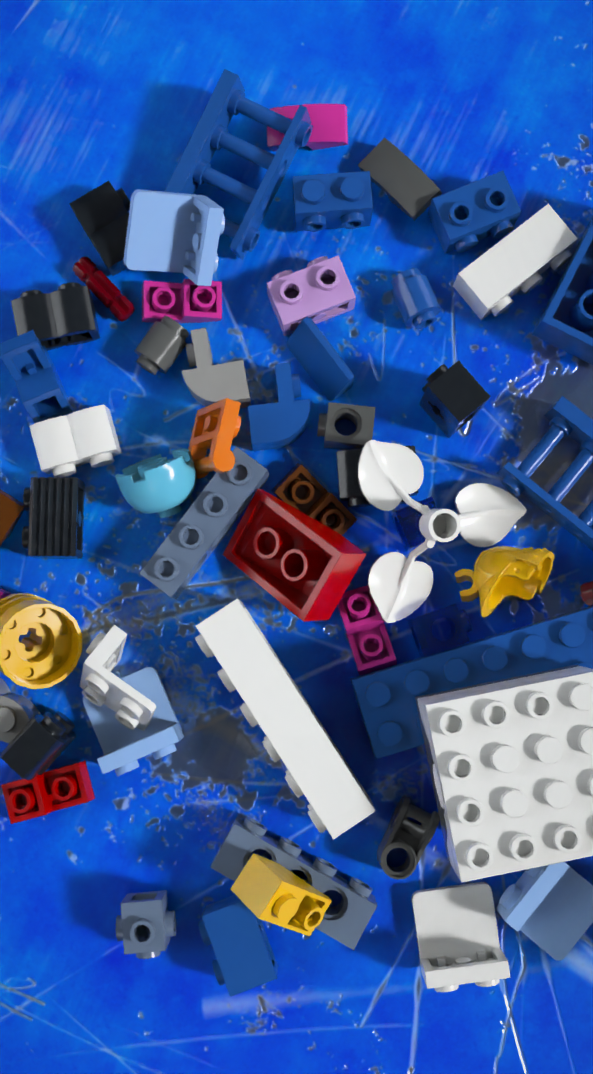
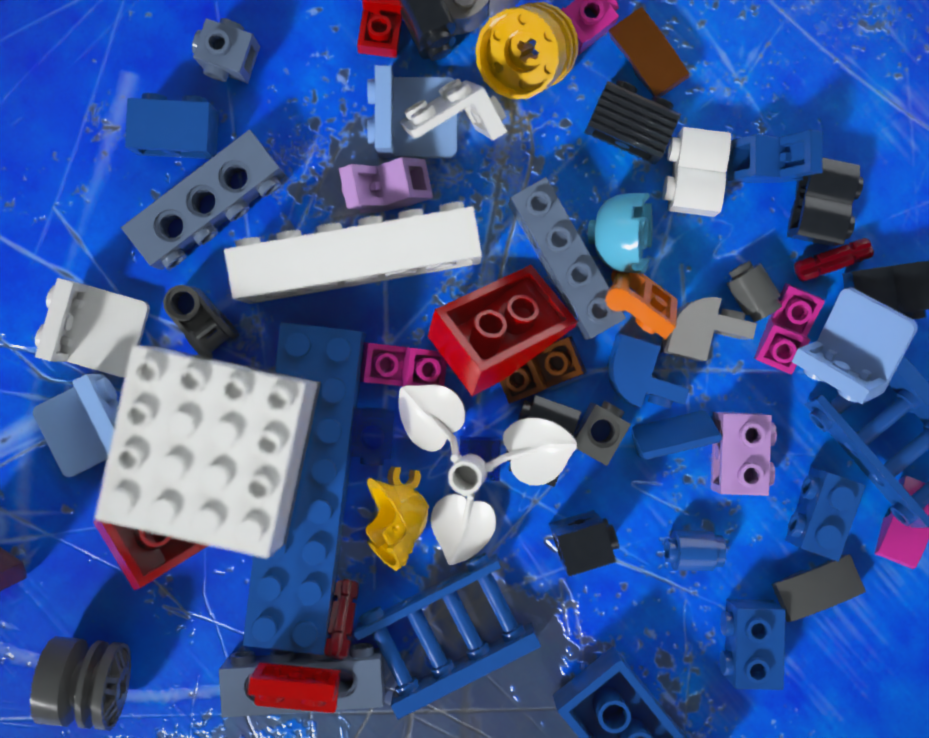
camera: 115 degrees right, 5 degrees up
(207, 717) = (386, 185): none -> lavender brick
(280, 896) = (195, 180): yellow slope -> none
(515, 263) = (687, 661): white brick -> none

